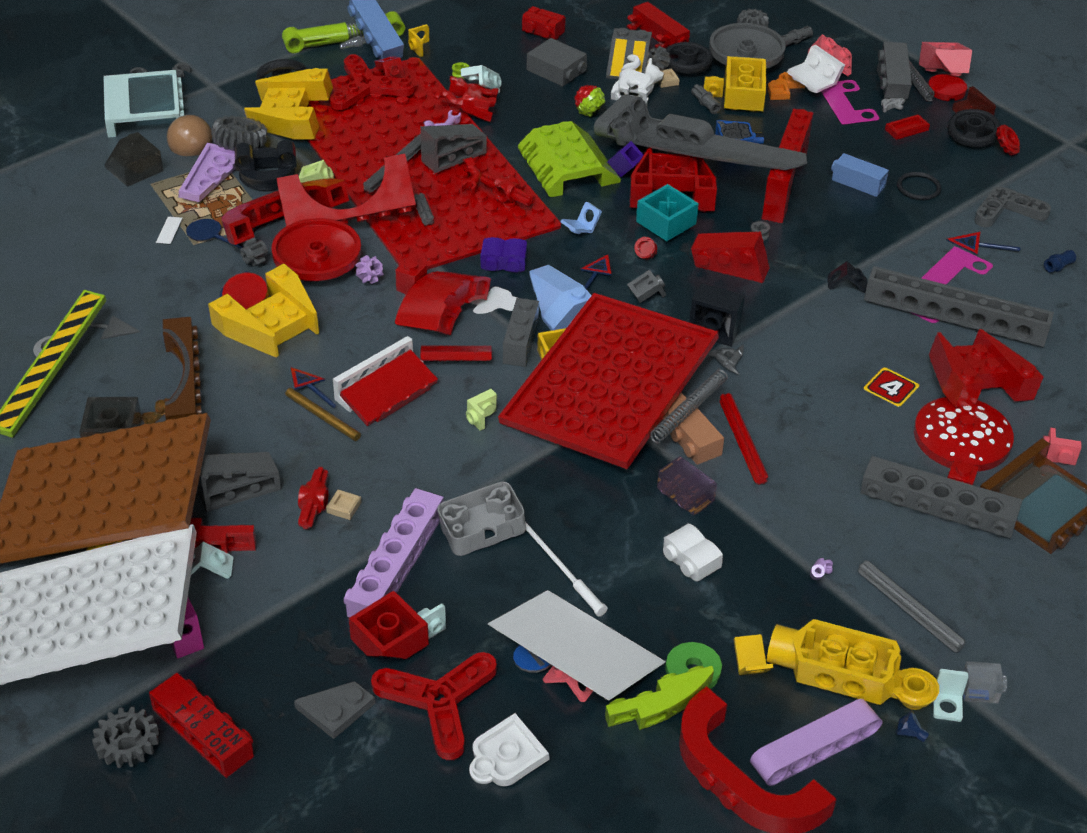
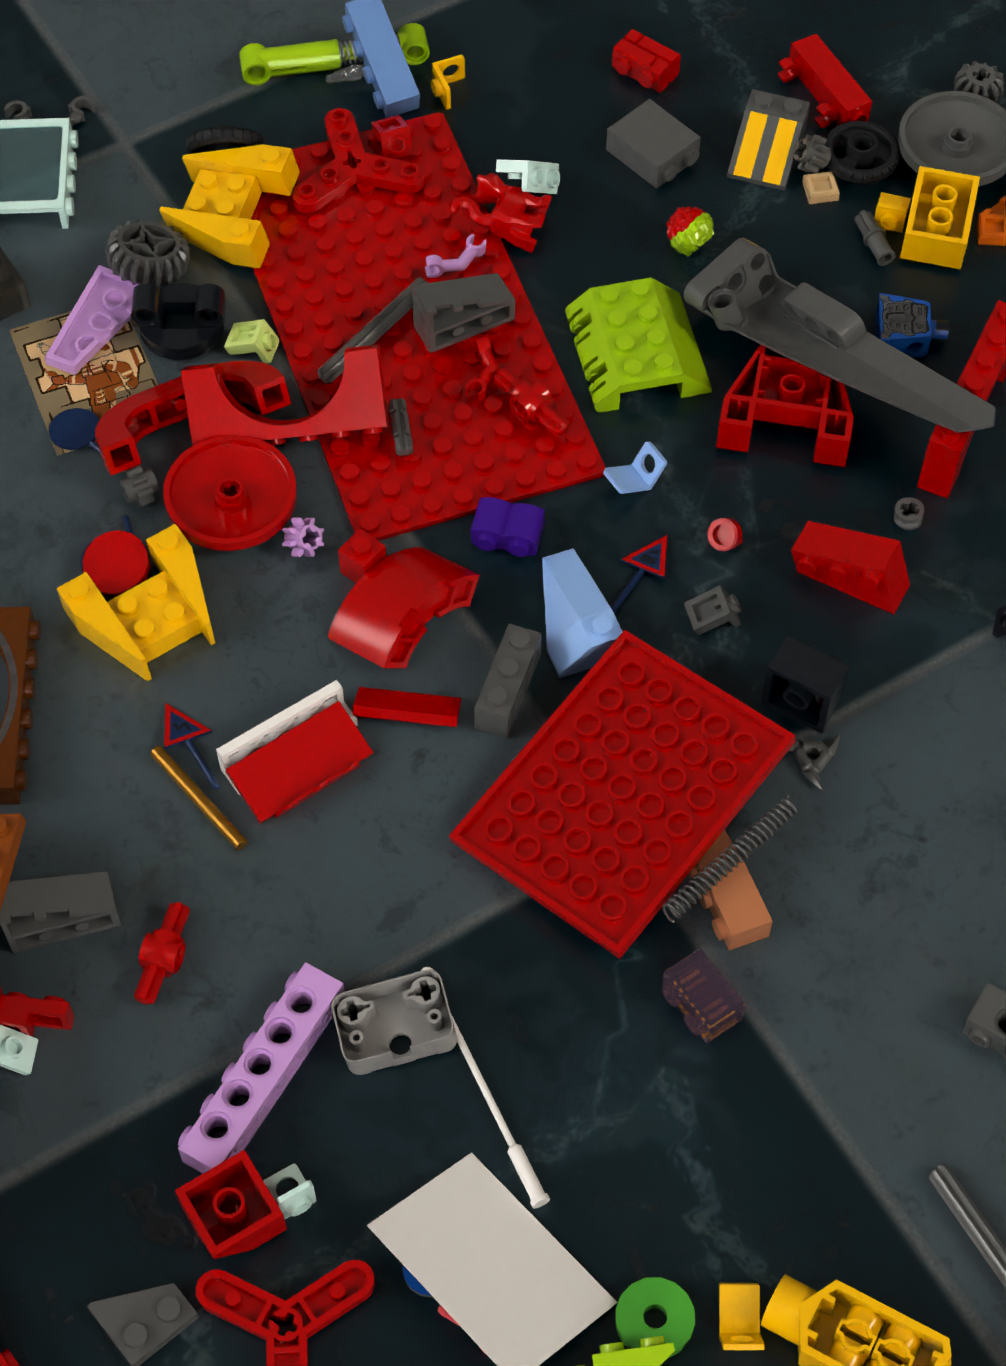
camera: 10 degrees right, 15 degrees up
(169, 230) = (25, 423): white sticker -> none
(188, 135) = (74, 246): medium nougat piece -> none
(343, 504) = (205, 966): tan tile -> none
(457, 69) = (502, 151): lime bush -> none
(480, 407) = (426, 814): yellowish green bracket -> none
(496, 299) = (490, 605): white sticker -> none
(547, 340) = (546, 701): yellow bracket -> none
(625, 159) = (724, 357): dark purple brick -> none
(635, 81) = (769, 197): white animal -> none
(667, 212) = (768, 471): teal brick -> none
(692, 552) = (689, 1119): white brick -> none
(743, 439) = (805, 914): red axle -> none
(820, 568) = (871, 1166): lavender arm -> none

